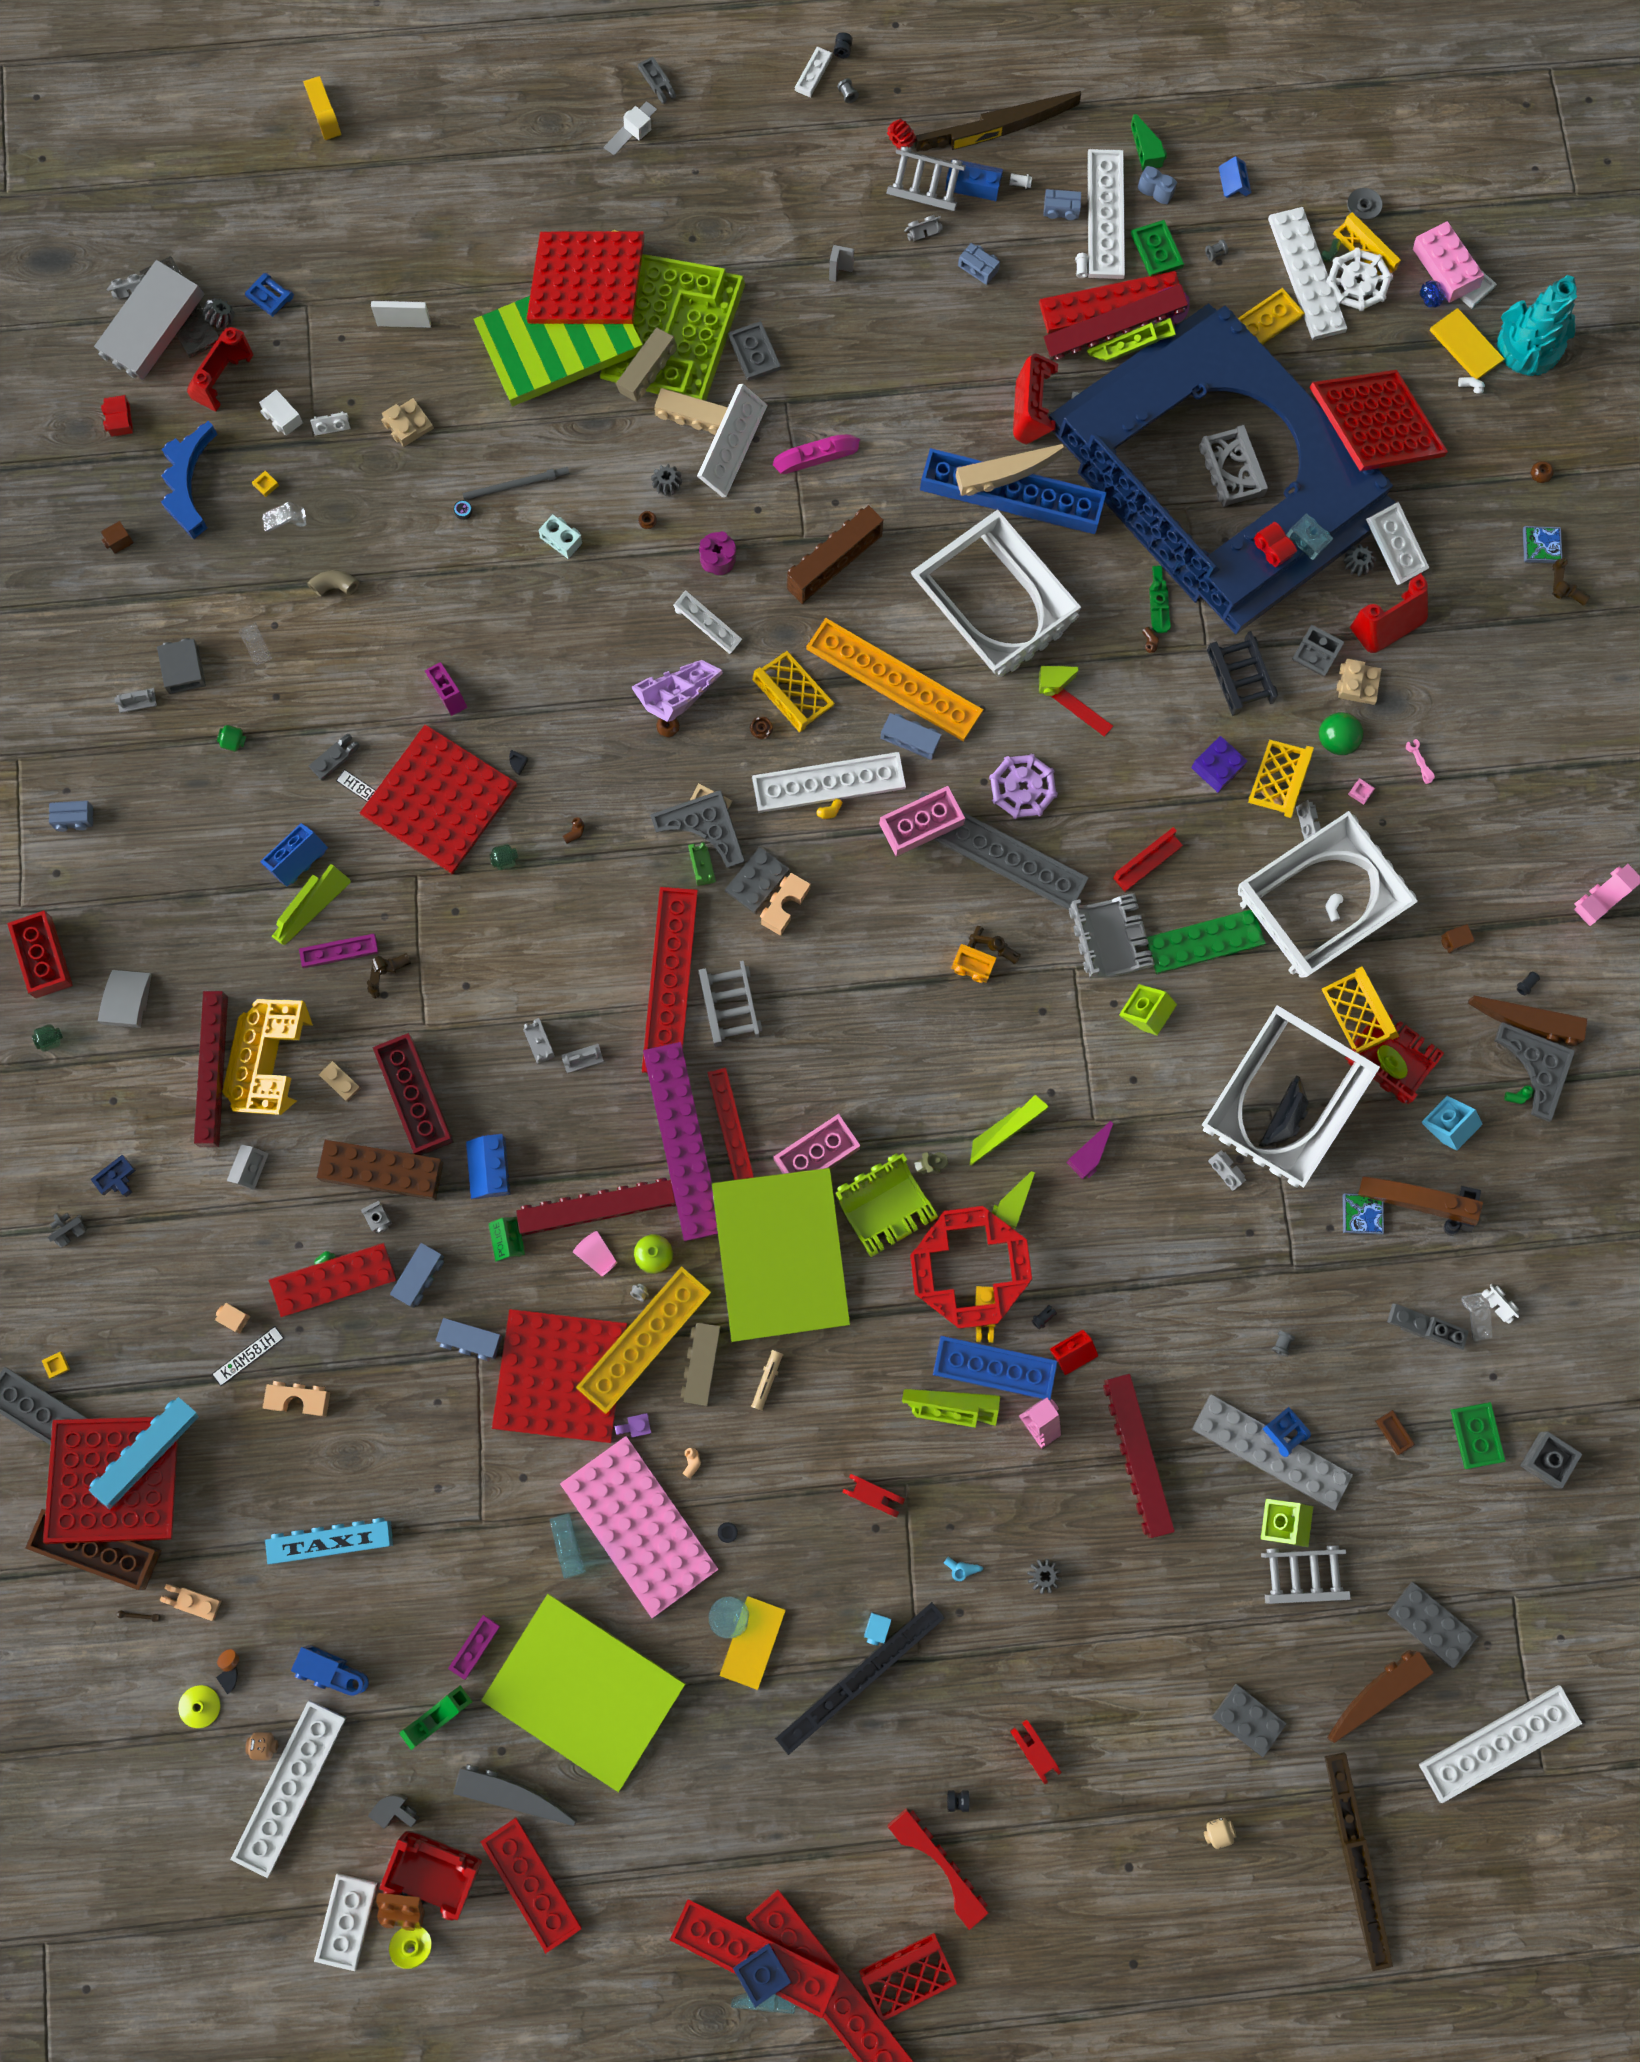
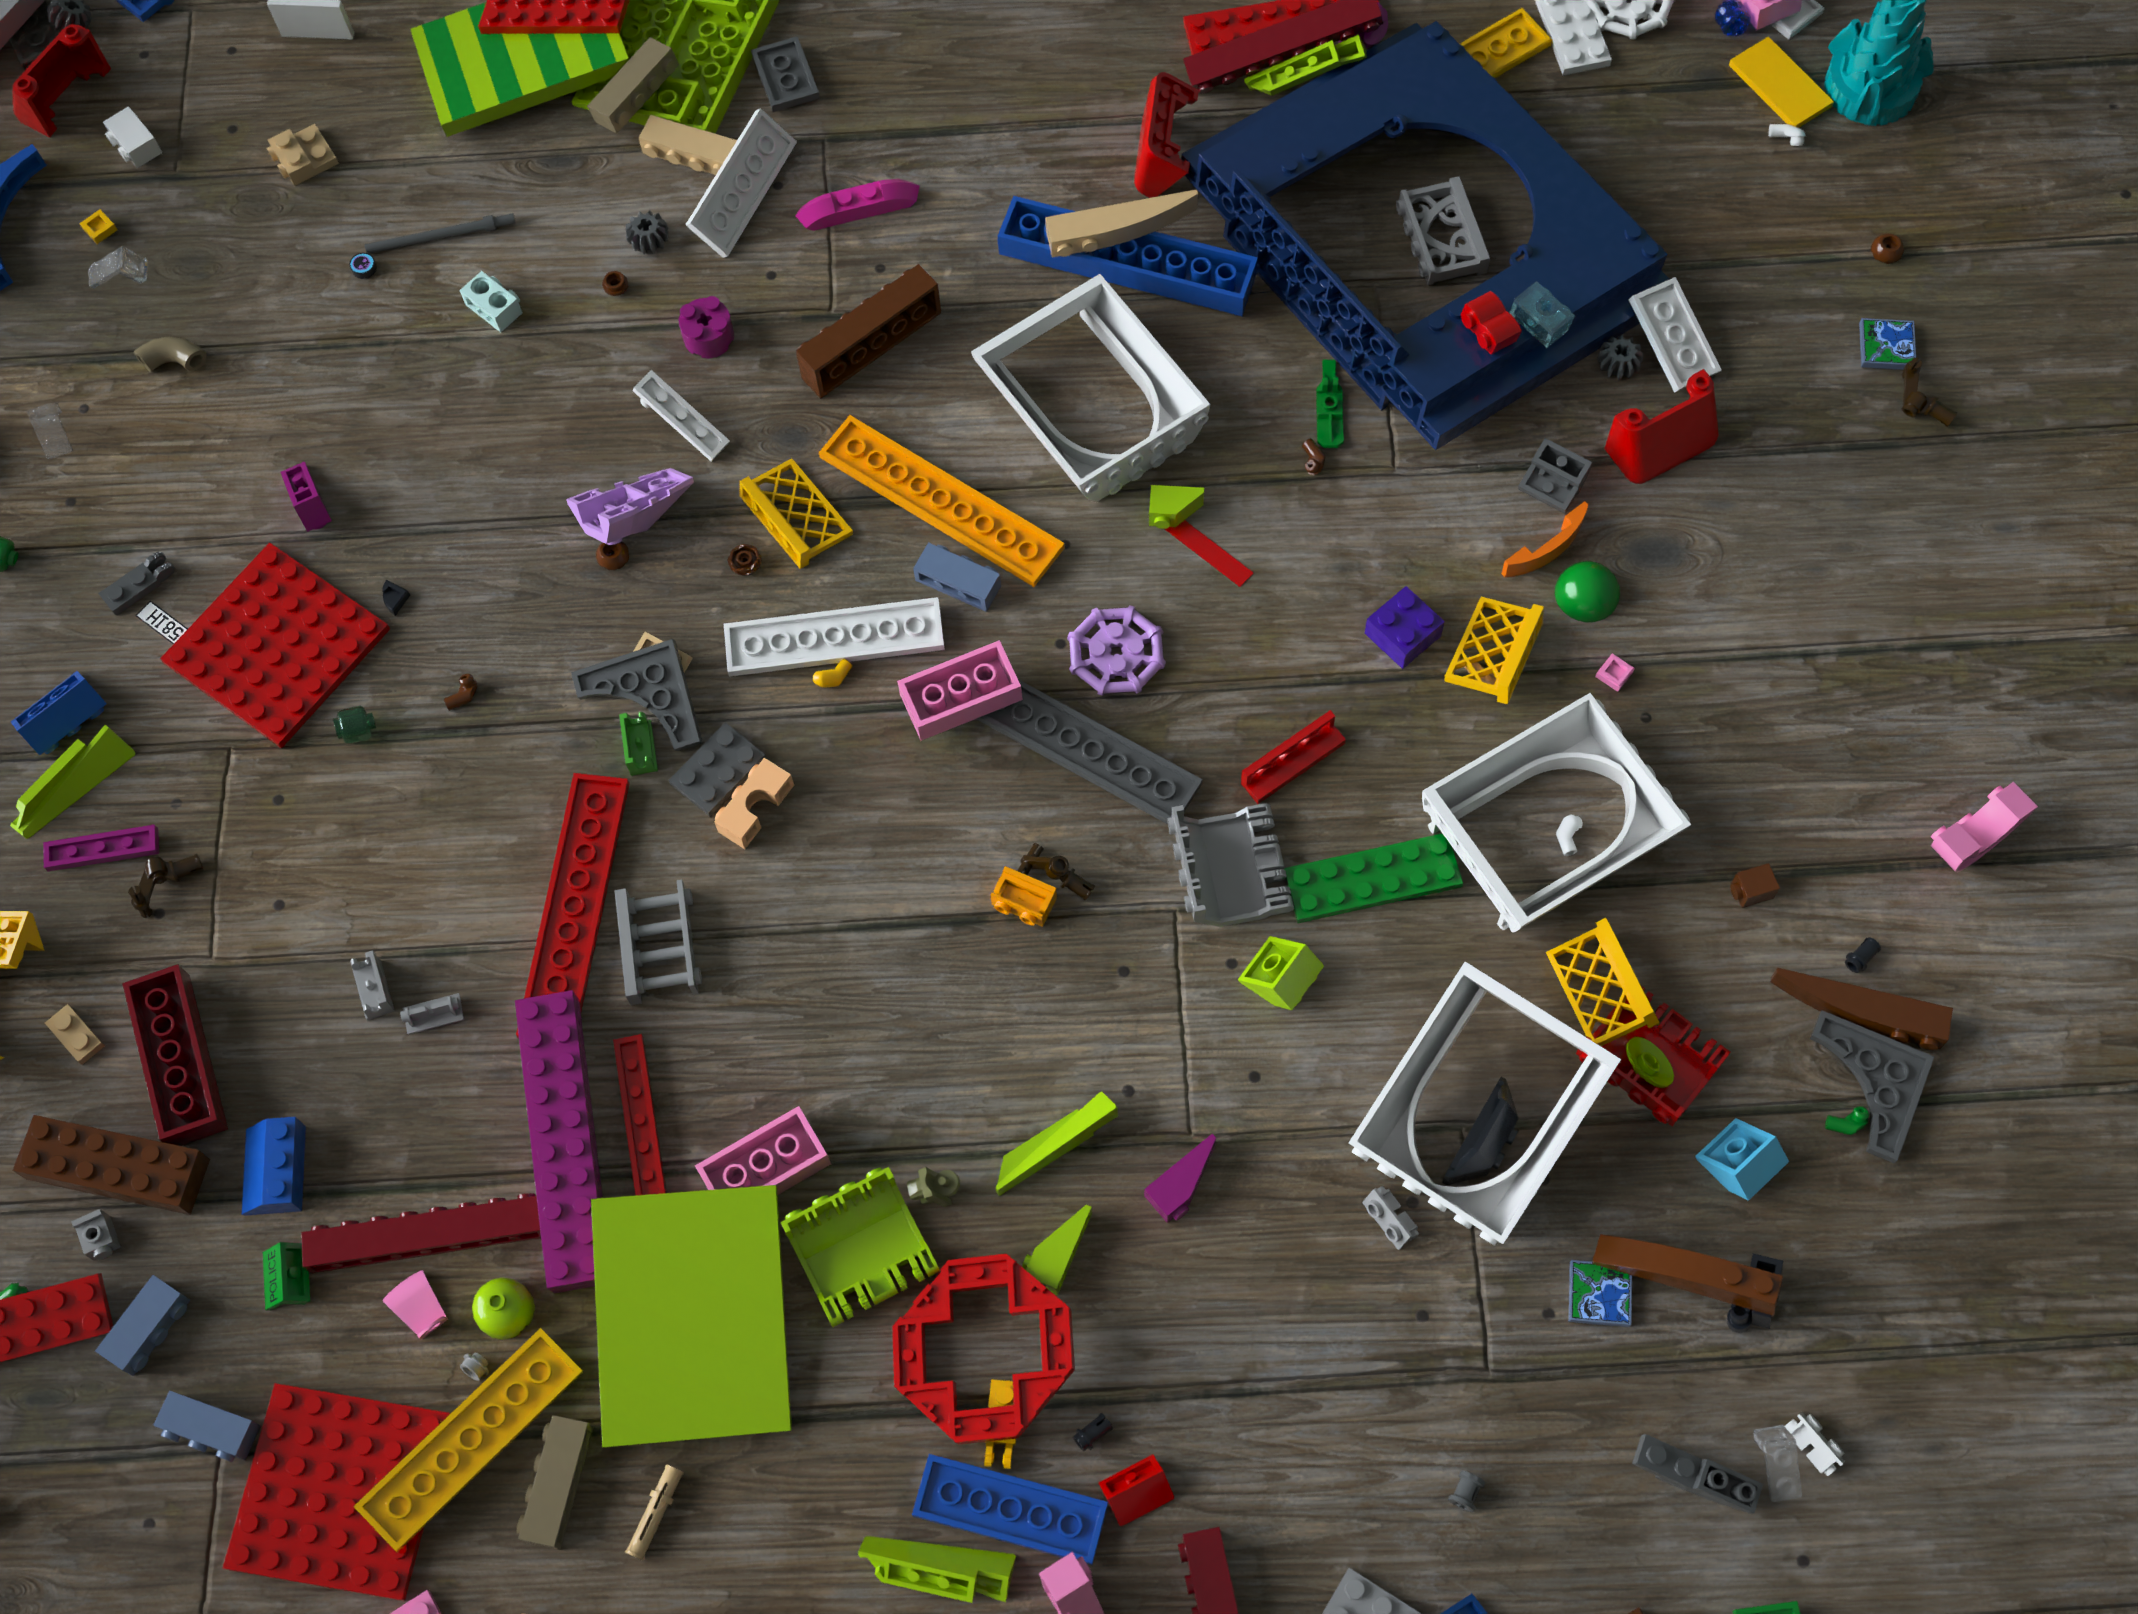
camera: 10 degrees right, 10 degrees down
(330, 424) = (198, 153): white hinge -> none
(637, 1425) = (446, 1576): medium lavender plate -> none
(1230, 686) = (1425, 521): black fence -> none
(1300, 713) = (1525, 561): none -> orange slope
(1307, 813) = (1533, 700): light grey hinge -> none
(1358, 682) = (1615, 521): tan plate -> none
(1378, 420) = (1649, 171): red plate -> none
(1427, 774) = (1713, 650): bright pink piece -> none

